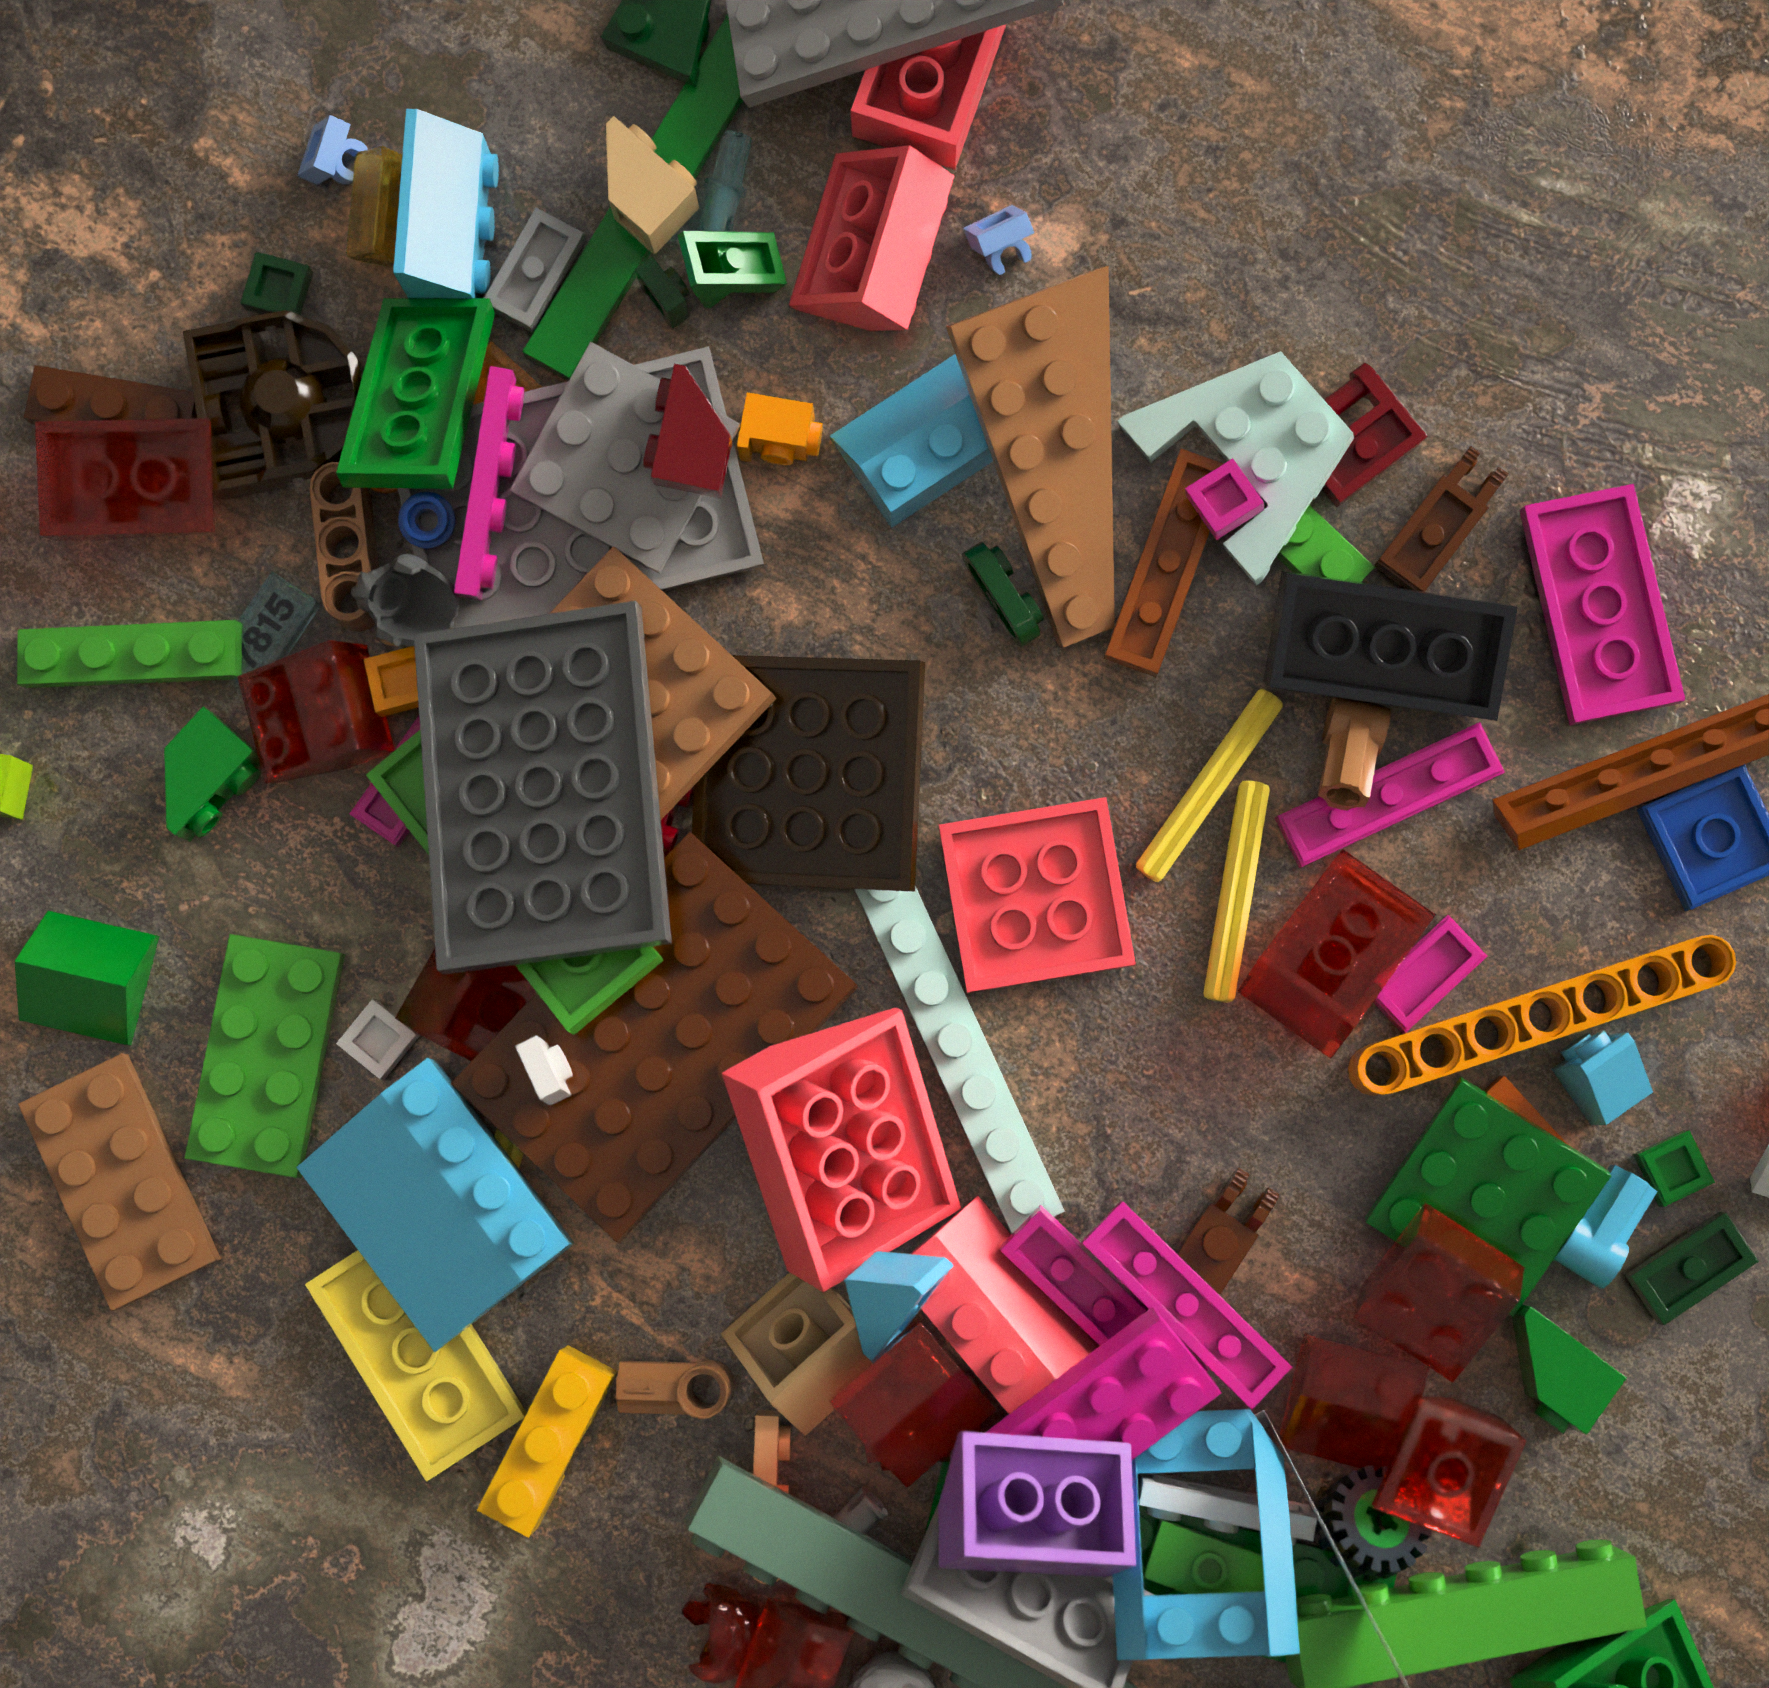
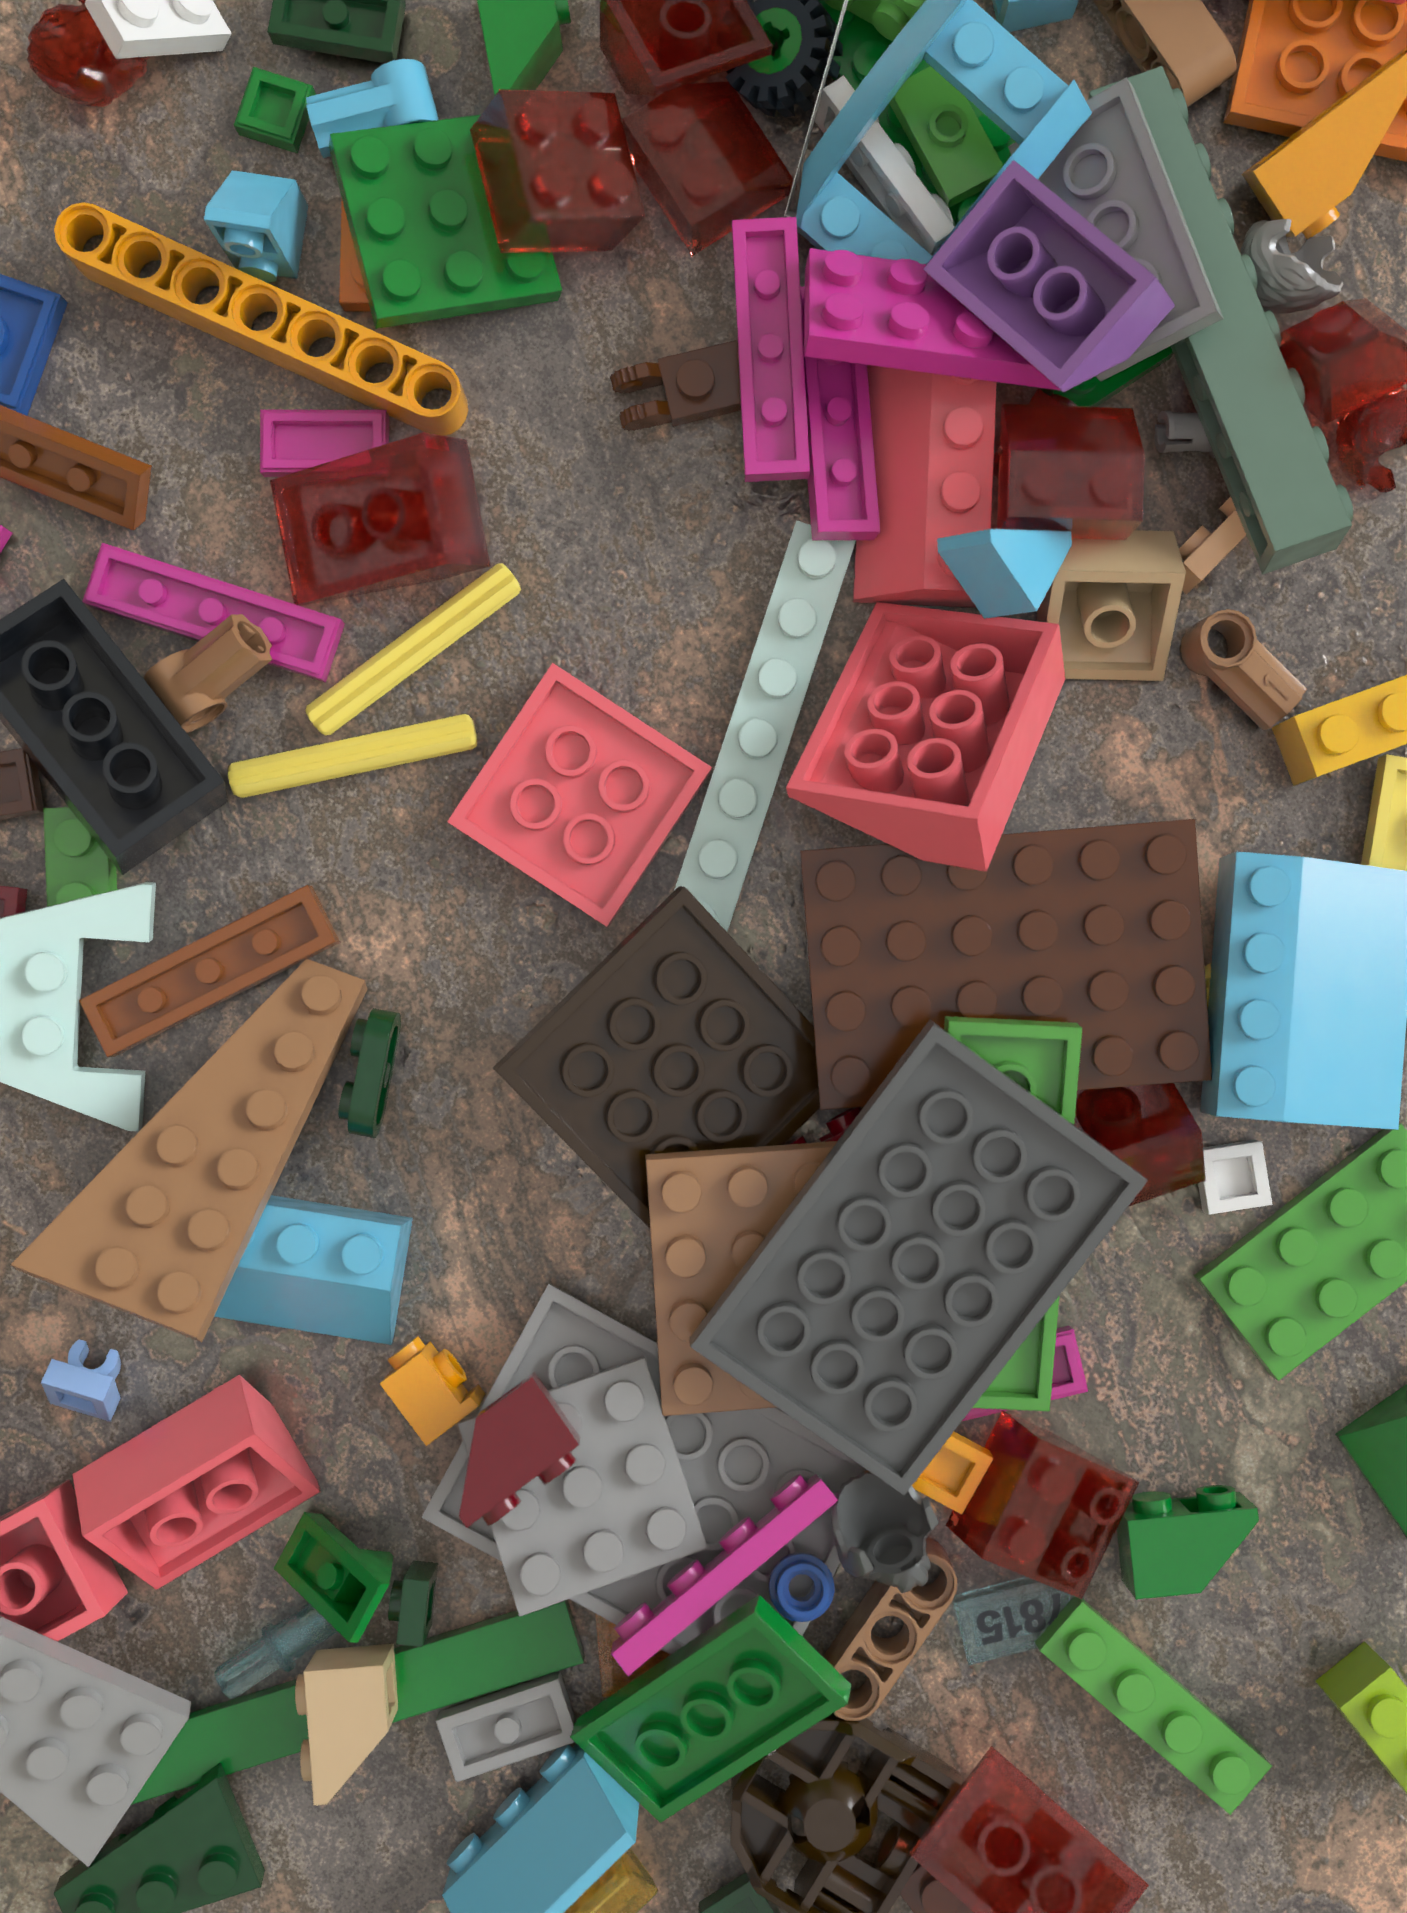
camera: 135 degrees left, 5 degrees up
(546, 1069) = (1129, 1013): white plate -> none
(1224, 499) = (110, 976): dark pink plate -> none

